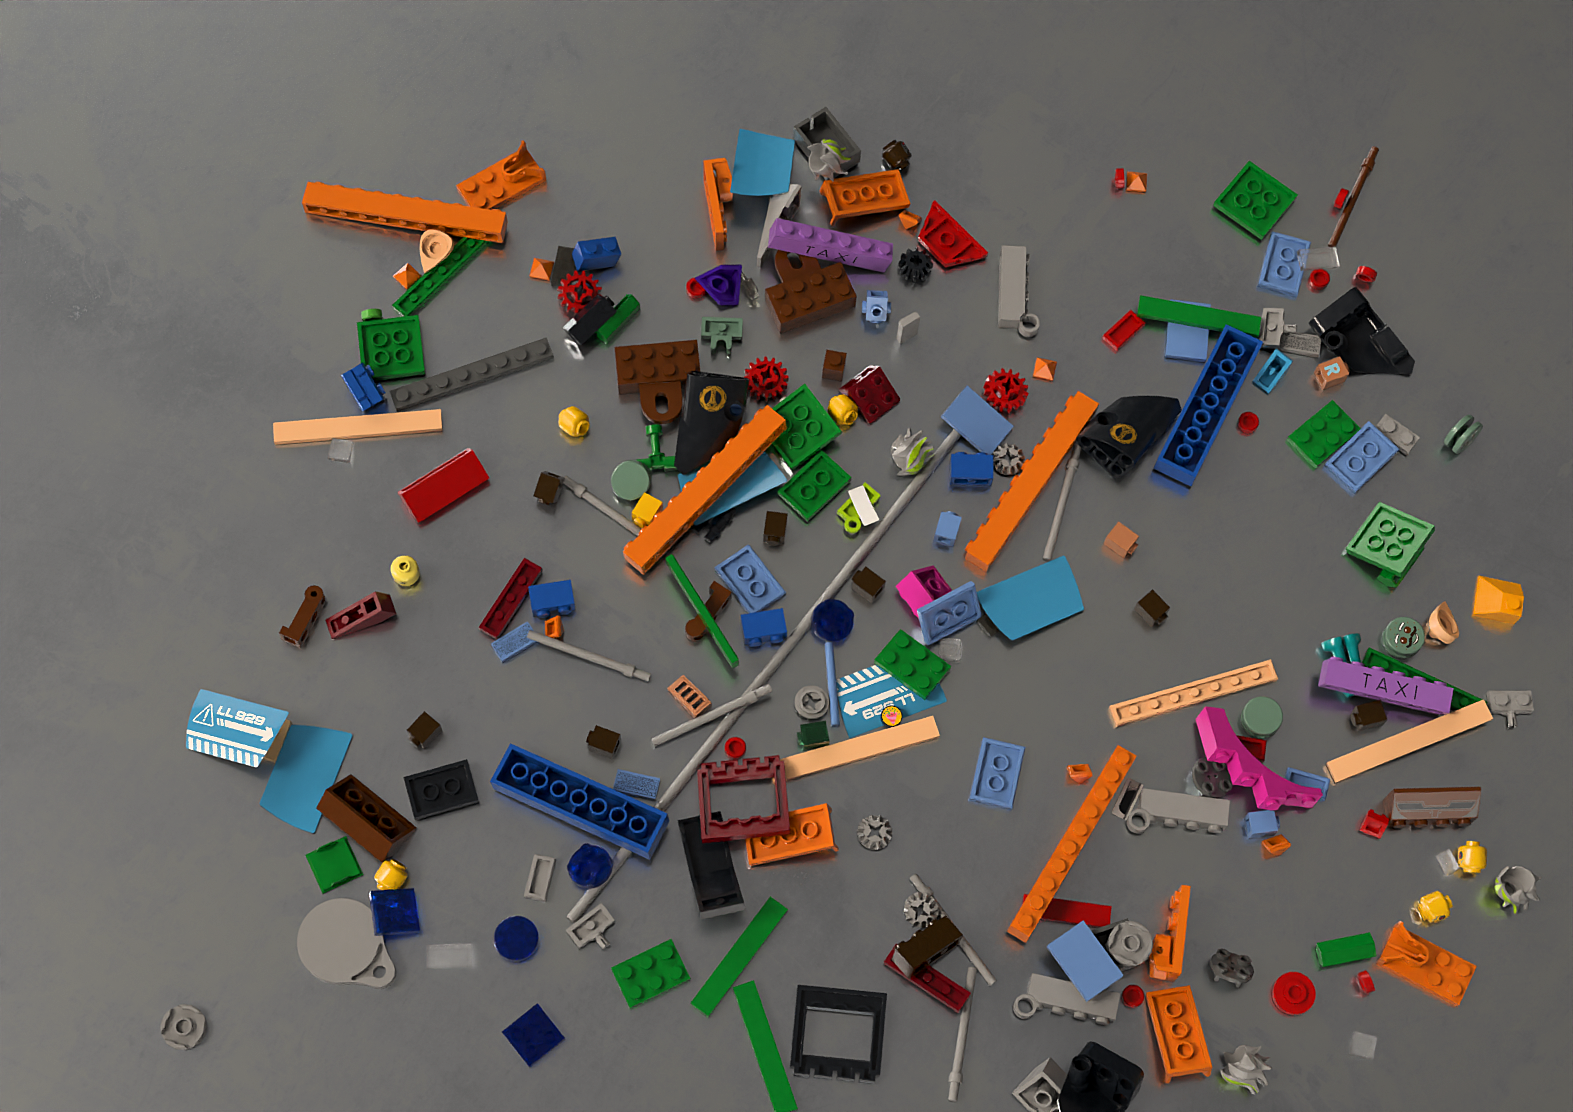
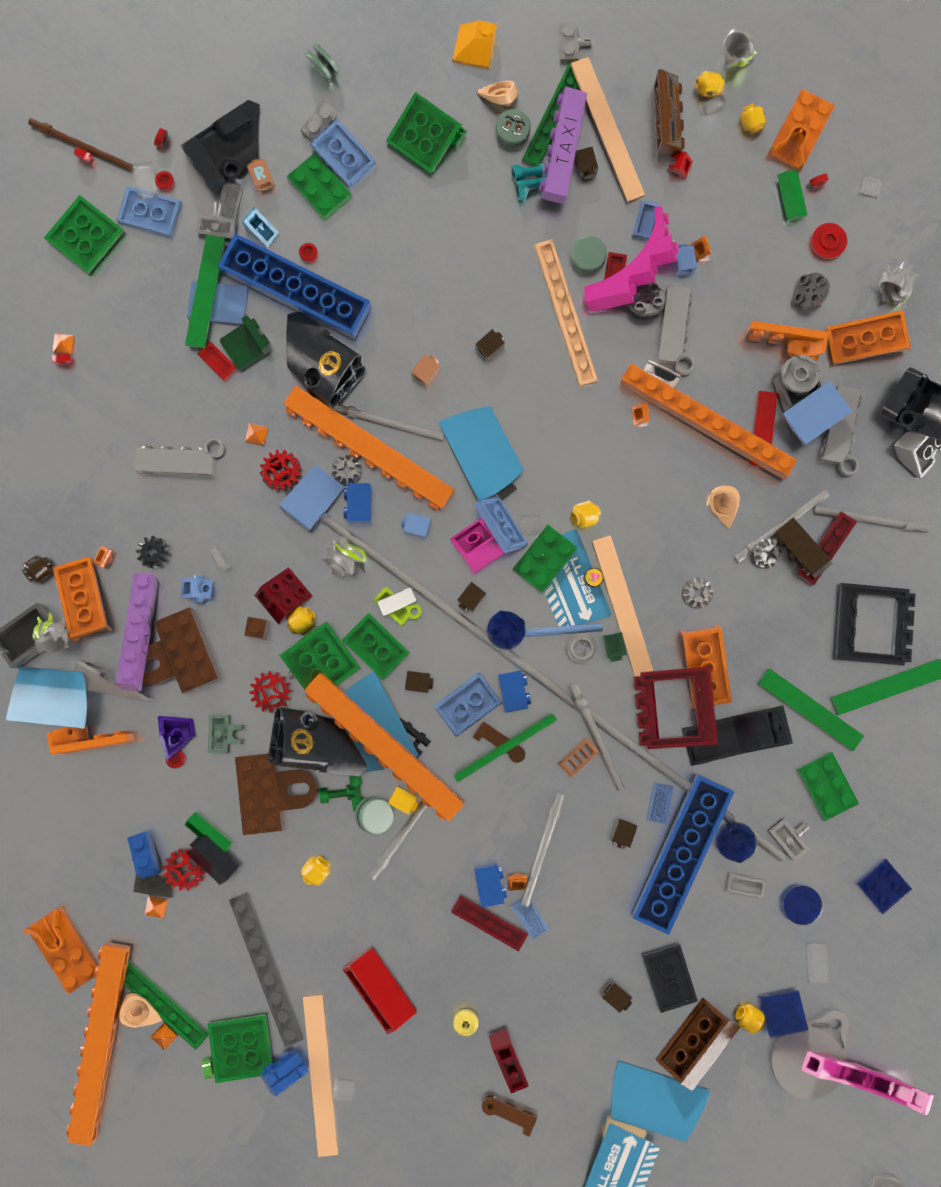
camera: 85 degrees left, 15 degrees up
(320, 991) = (877, 1082): none -> dark pink arch
(334, 864) = (738, 1070): green piece -> none
(548, 487) = (382, 892): dark brown brick -> none
(735, 748) = (624, 715): red tile -> none
(750, 287) = (178, 707): clear smoke bar -> none
(948, 239) = (125, 521): red wing -> none
(962, 707) = (585, 514): none -> yellow head
(977, 862) = (724, 503): none -> light nougat piece
(997, 773) = (642, 485): medium blue tile -> none
(1132, 996) = (835, 375): red tile -> none
(1143, 357) = (245, 343): none -> dark green bracket

